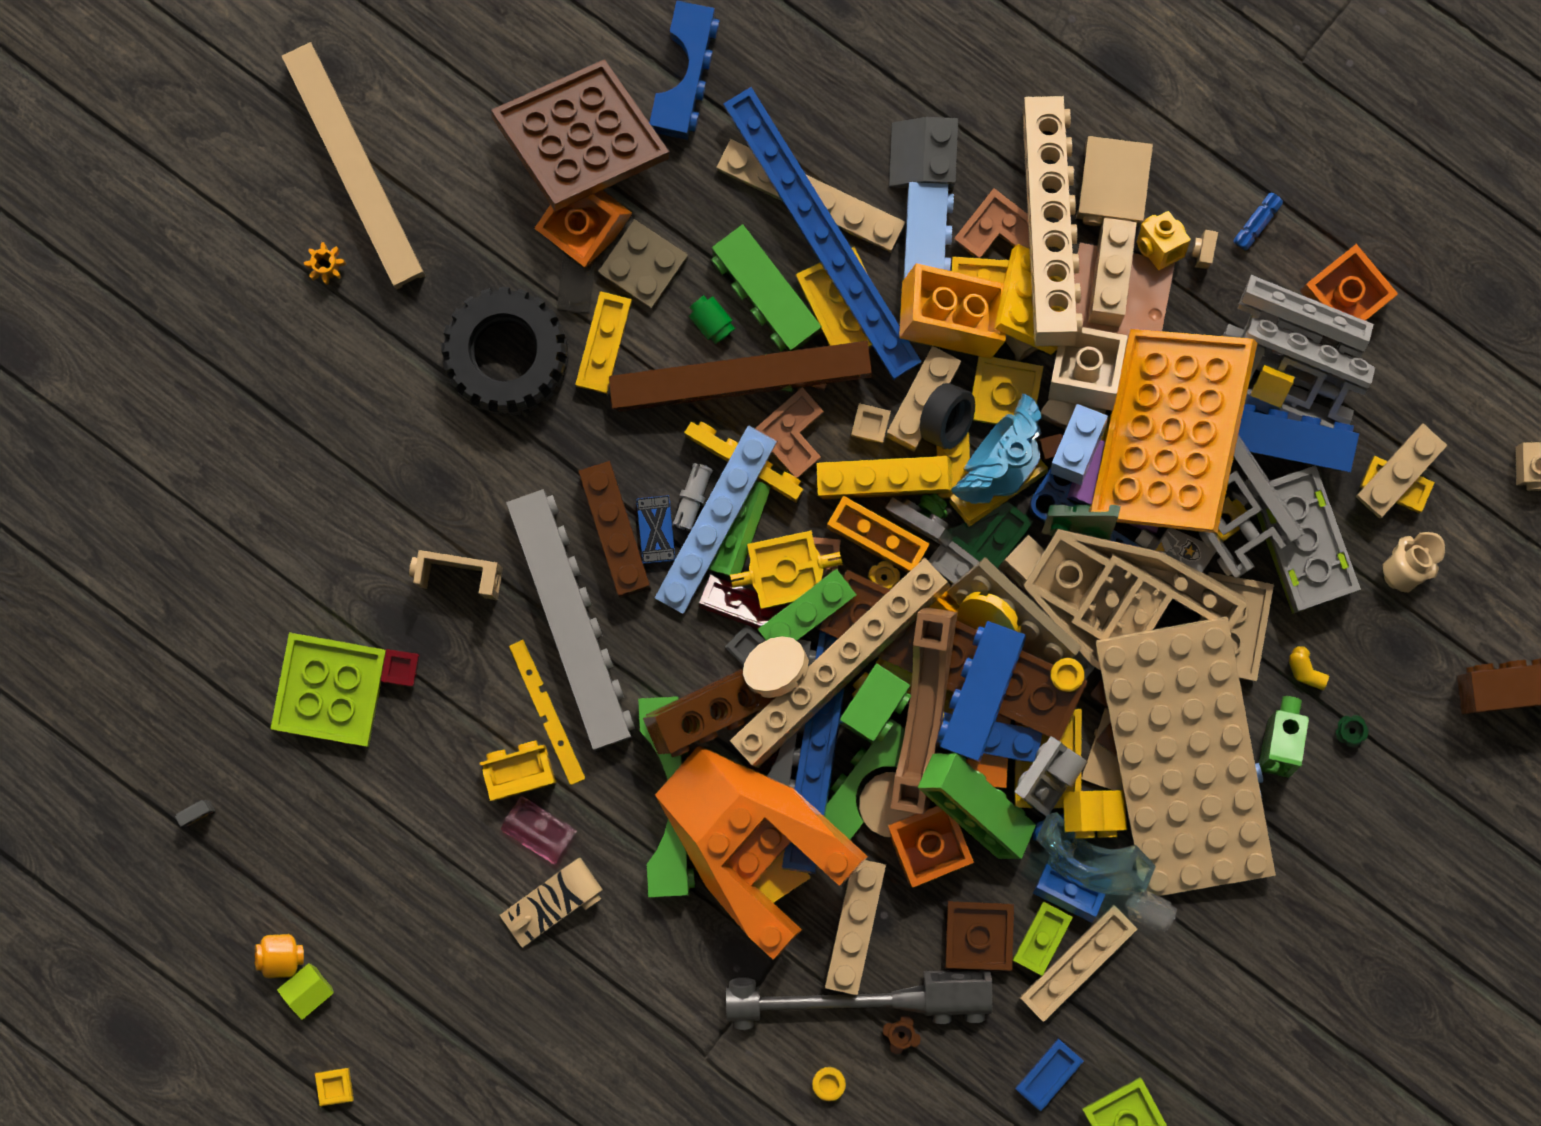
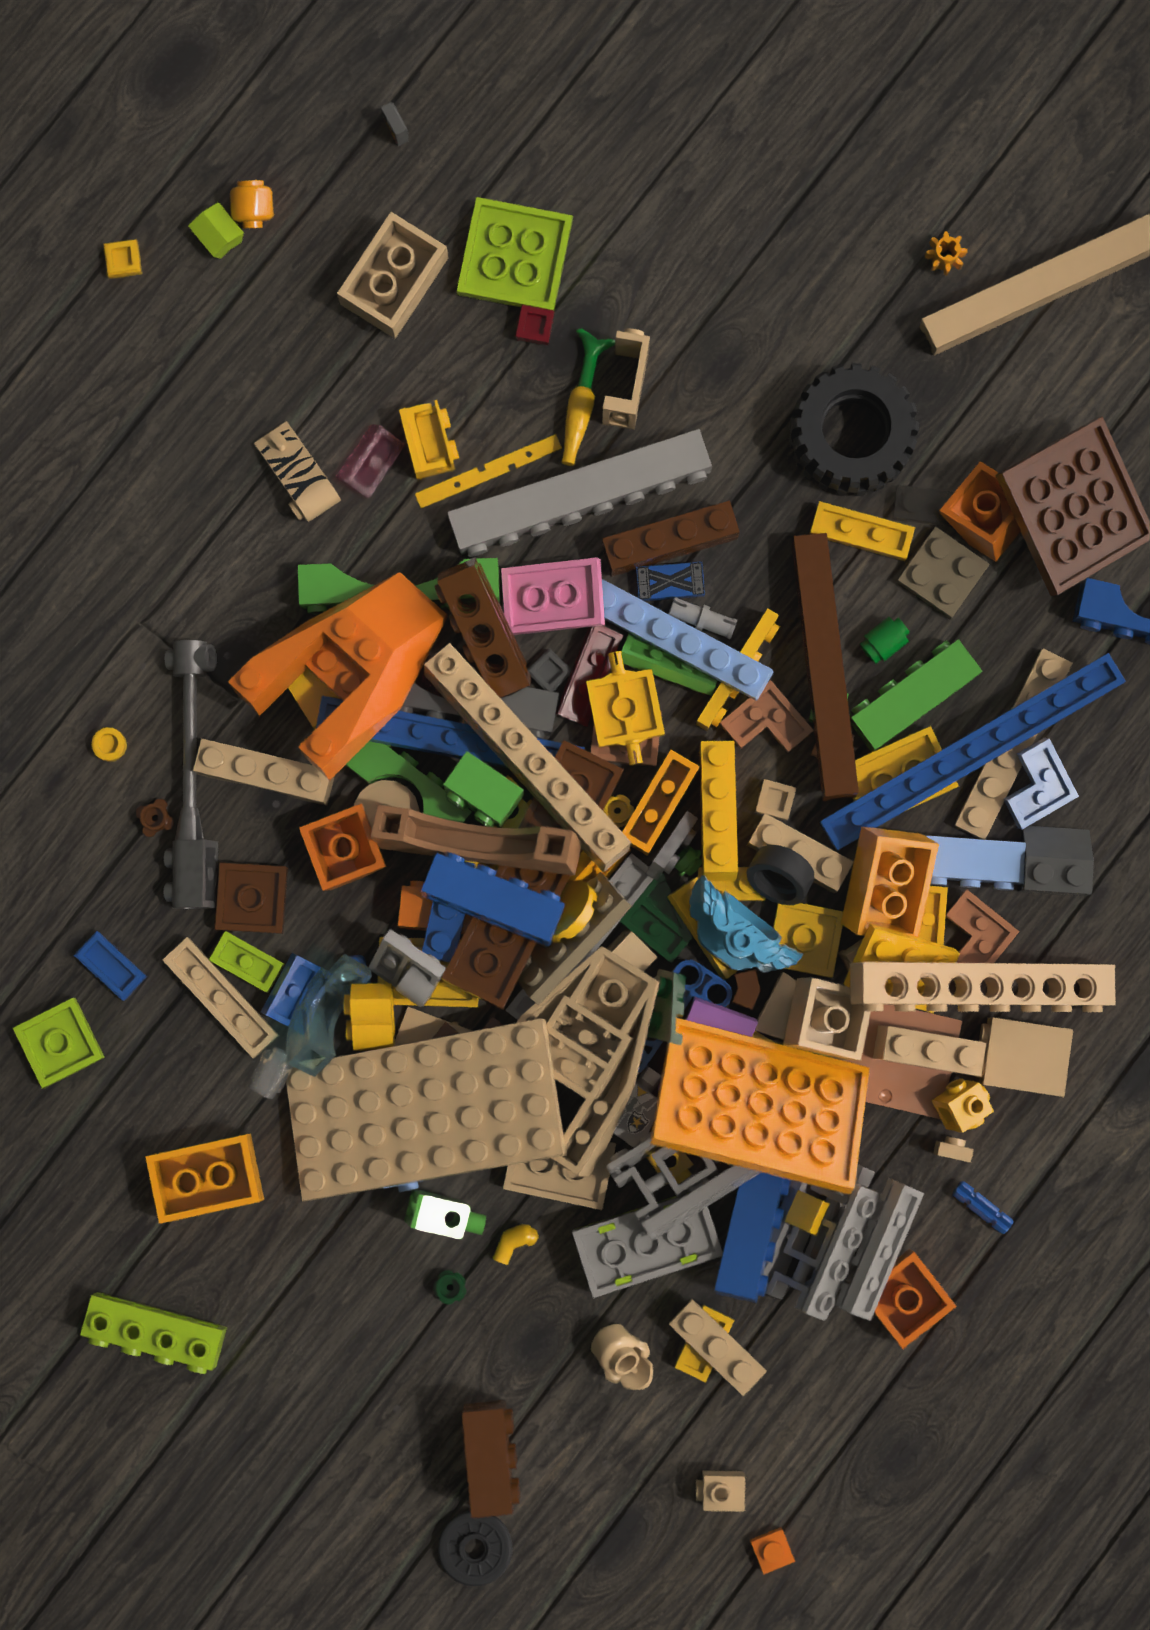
camera: 90 degrees right, 0 degrees up
(352, 810) = (393, 275): none -> tan brick
(473, 619) = (582, 397): none -> yellow piece
(674, 643) = (553, 596): none -> bright pink plate
(775, 666) = (523, 690): tan tile -> none
(810, 608) = (581, 727): bright green plate -> none
(854, 161) = (1048, 788): none -> plate
(977, 805) = (379, 893): bright green brick -> none
(1067, 675) = (508, 987): yellow tile -> none
(1079, 444) = (747, 1007): light blue brick -> none
(1256, 972) = (205, 1178): none -> light orange brick
(1406, 1019) = (154, 1332): none -> lime brick

